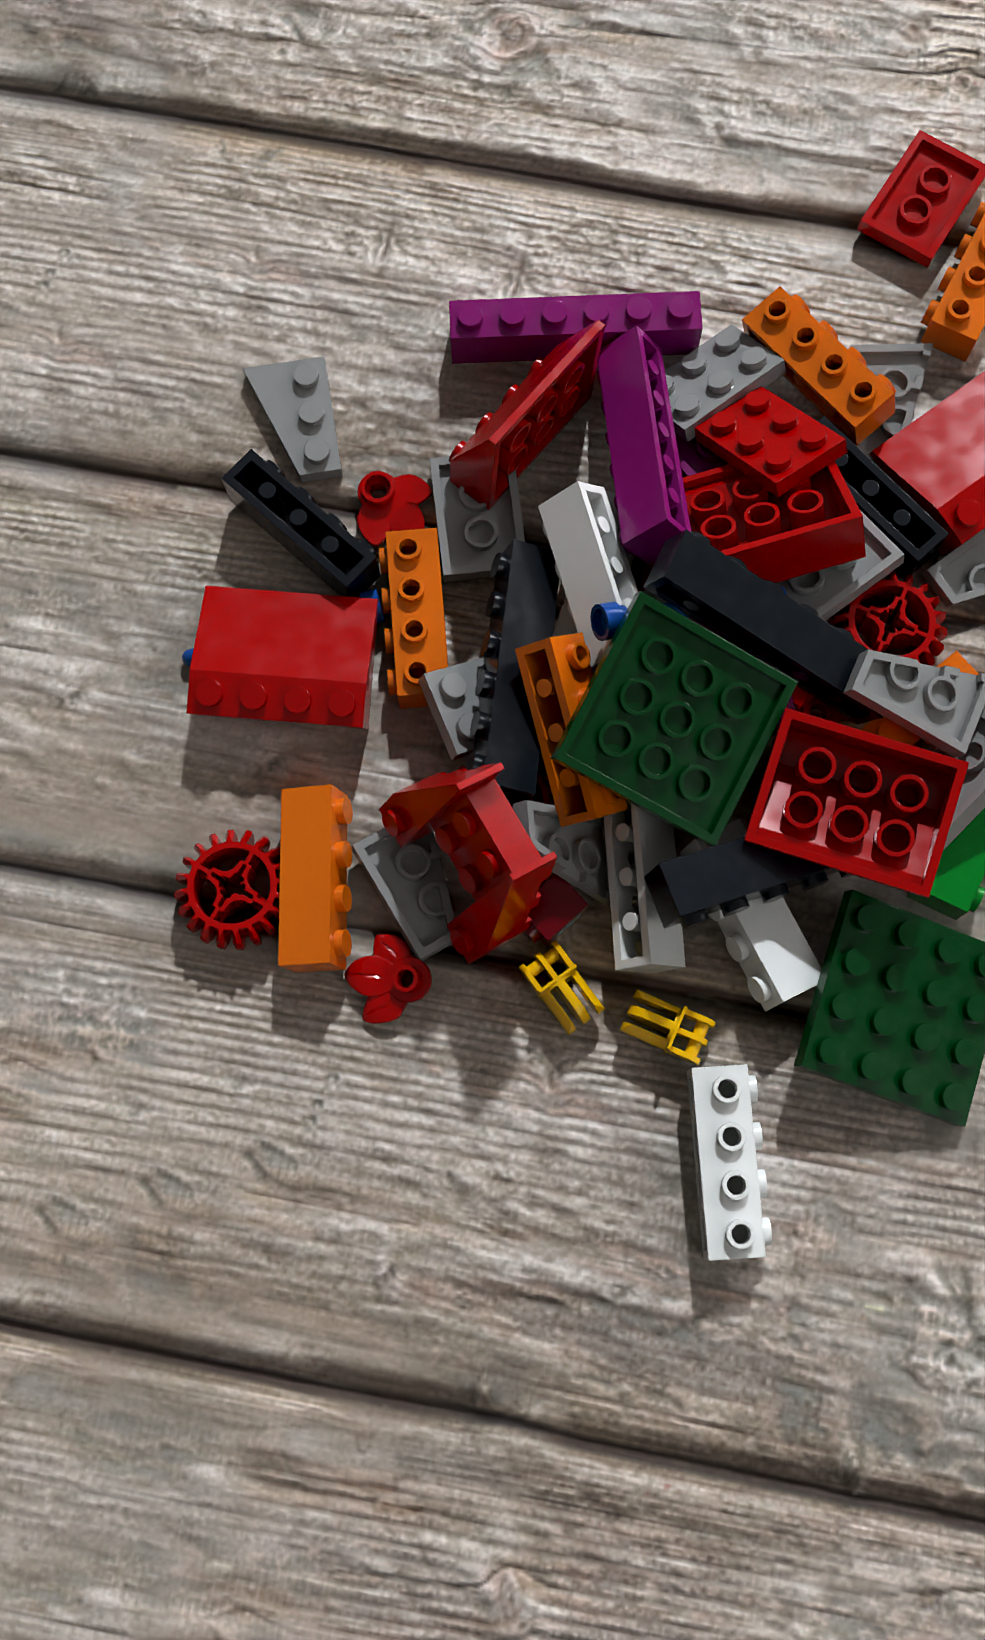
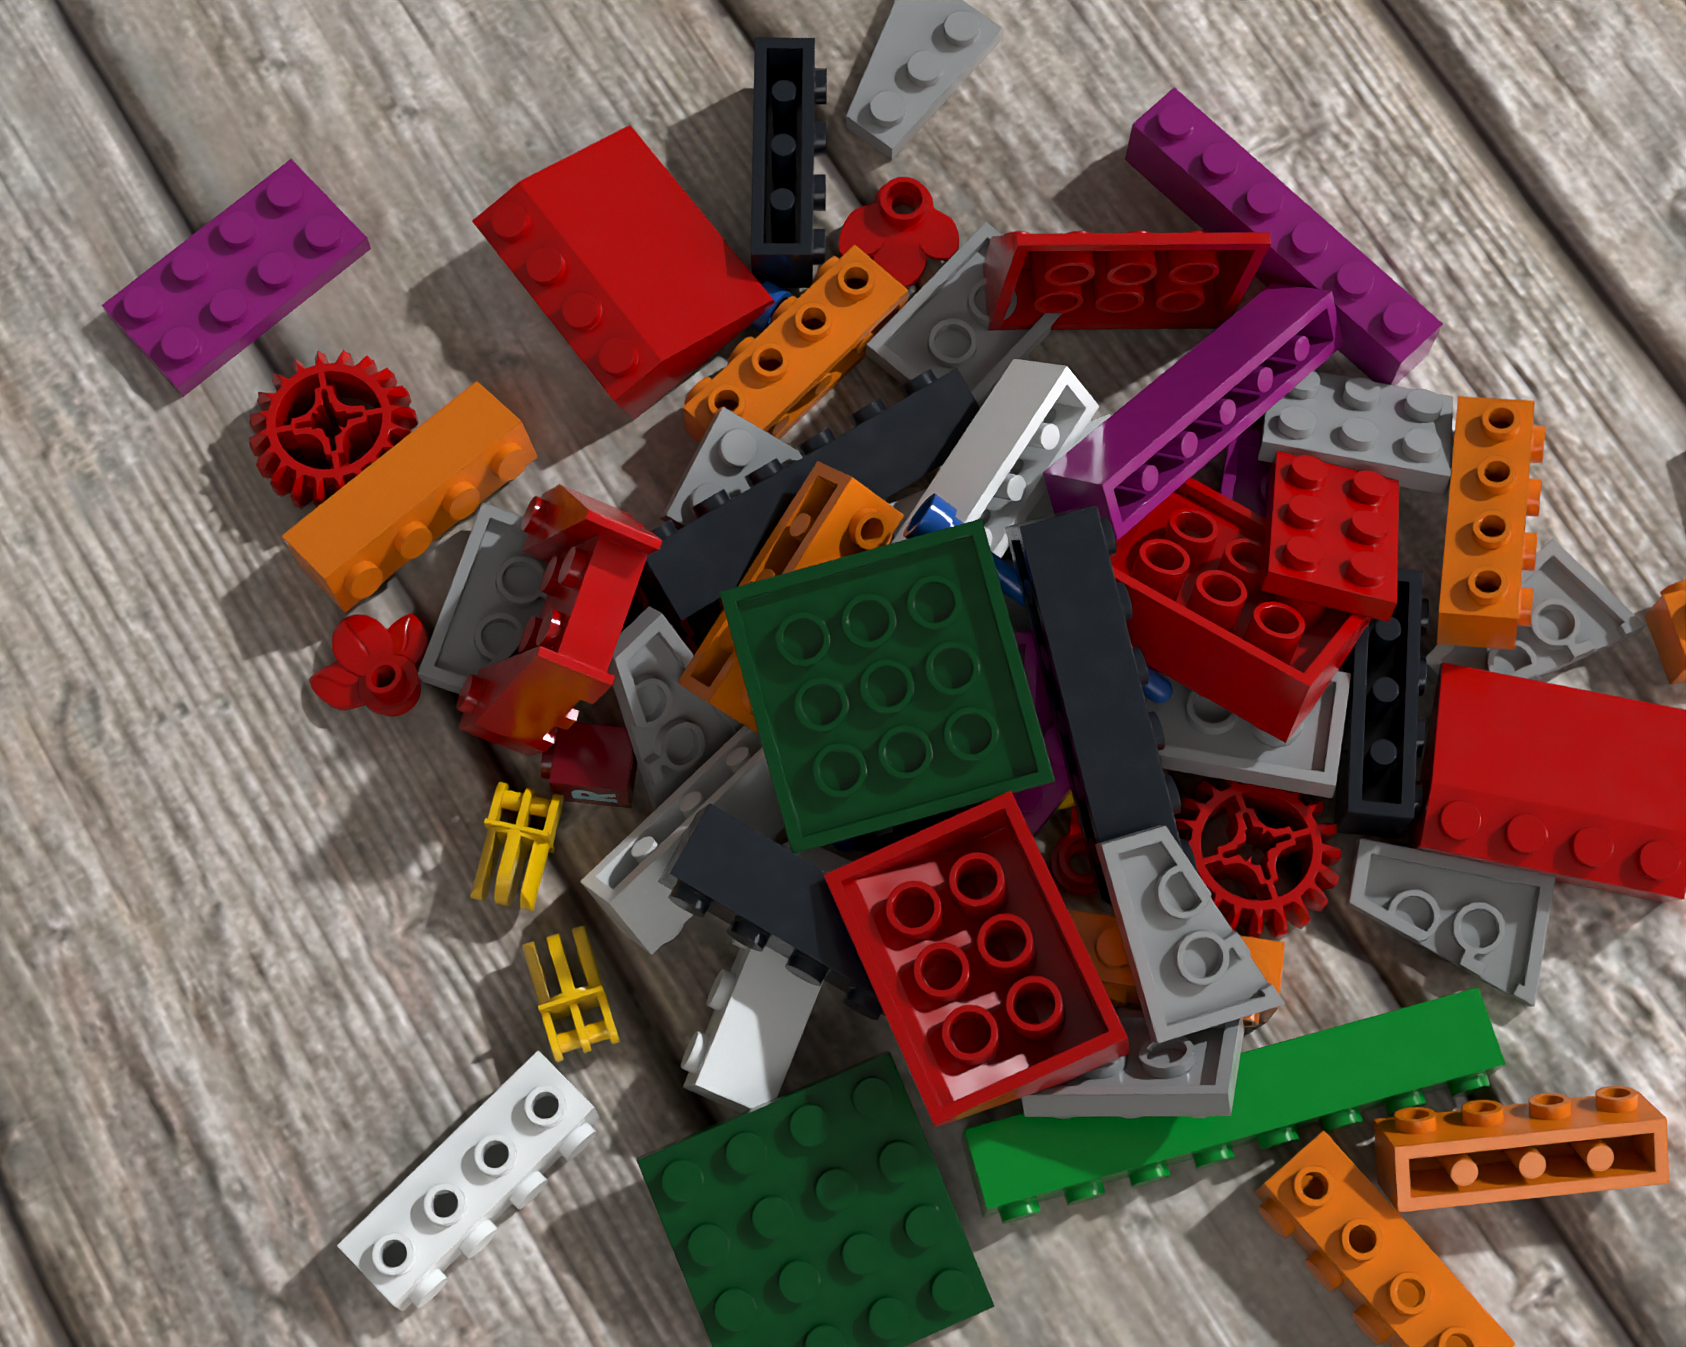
camera: 45 degrees right, 5 degrees down
(88, 867) = (236, 277): none -> magenta plate

